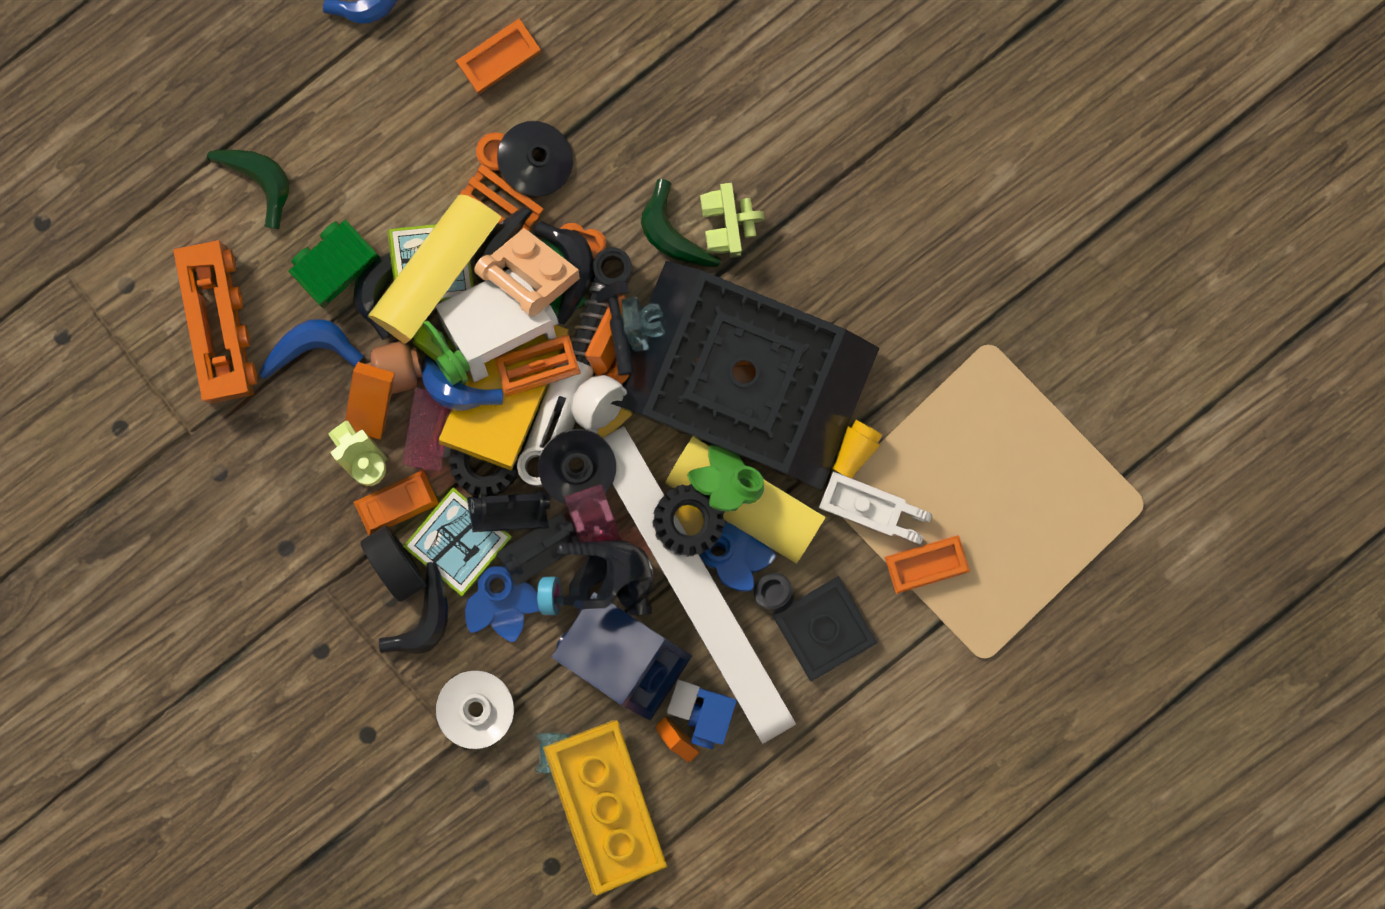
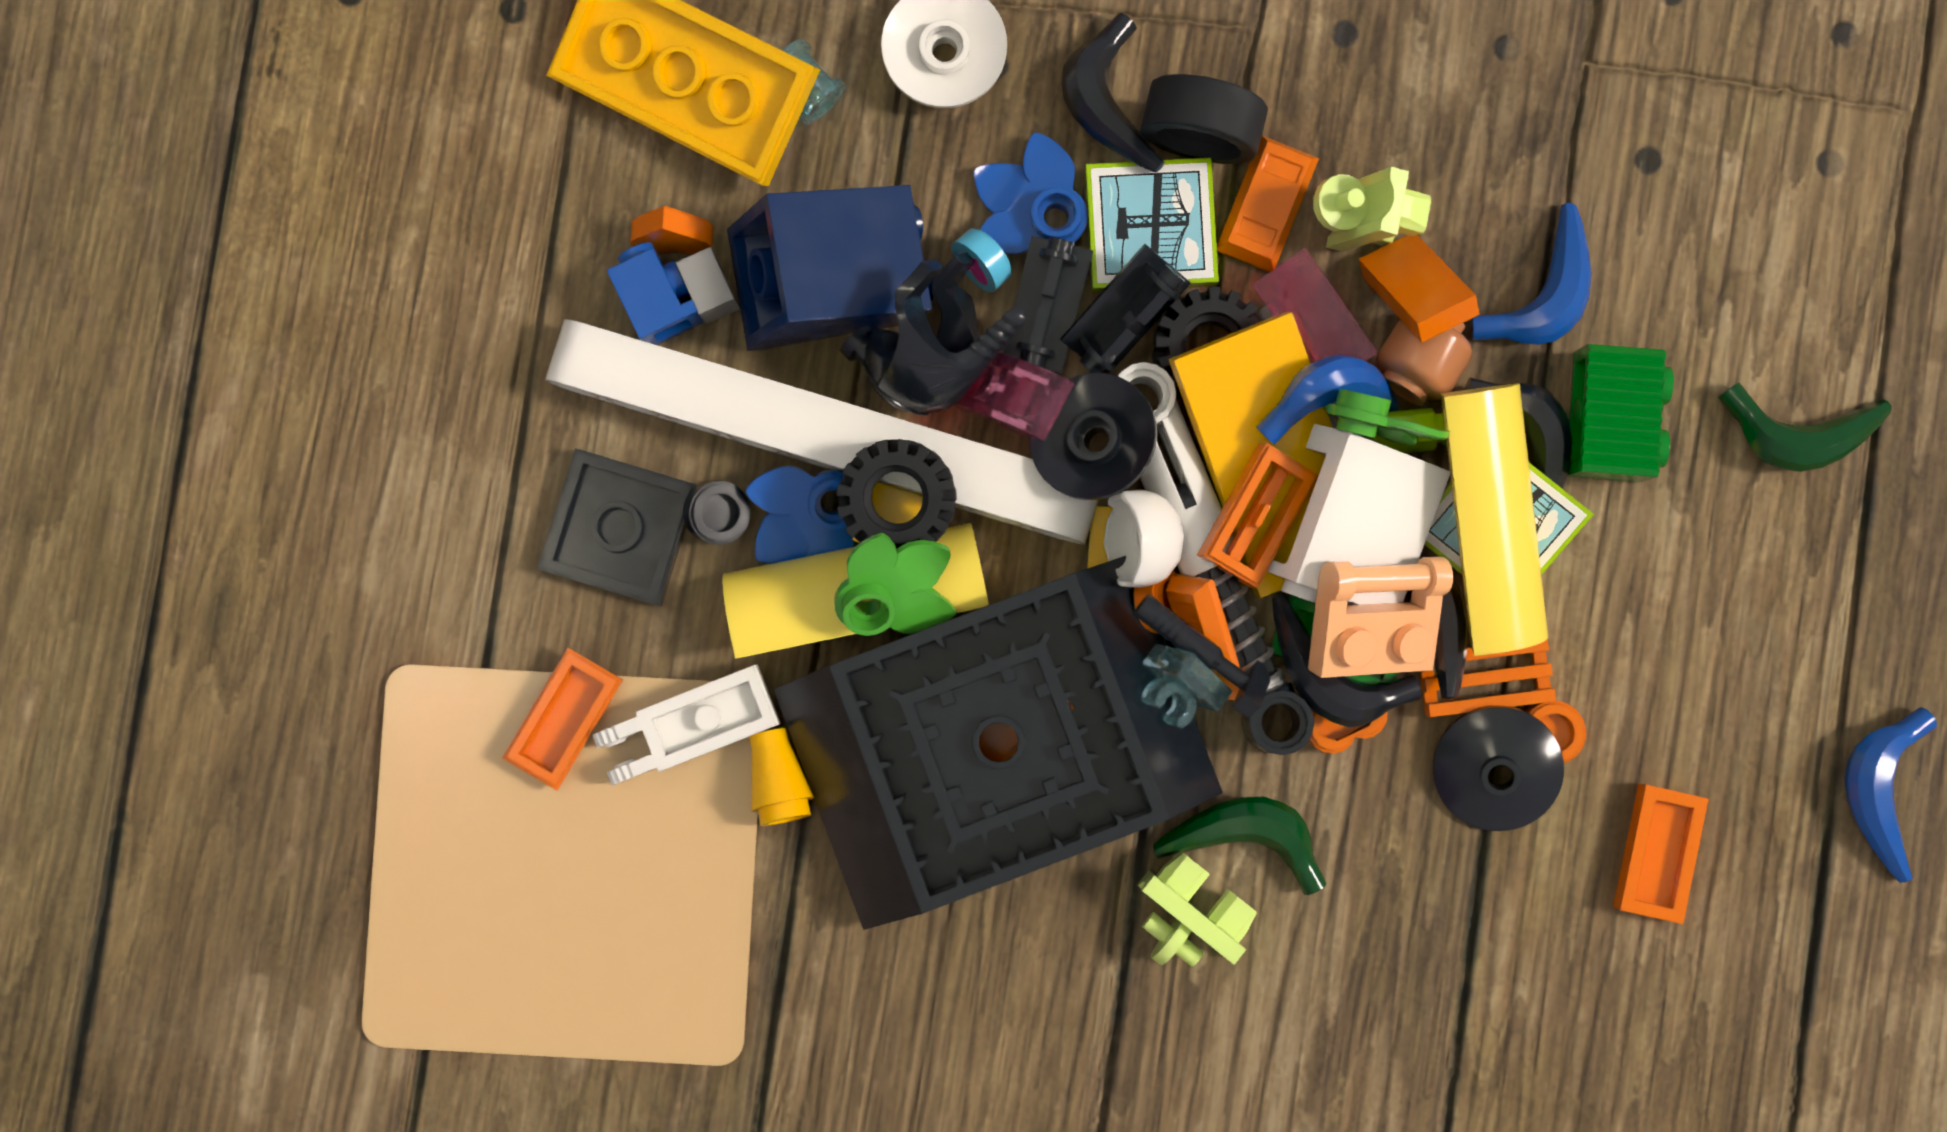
camera: 135 degrees right, 0 degrees up
(204, 259) = (1753, 274): orange brick -> none

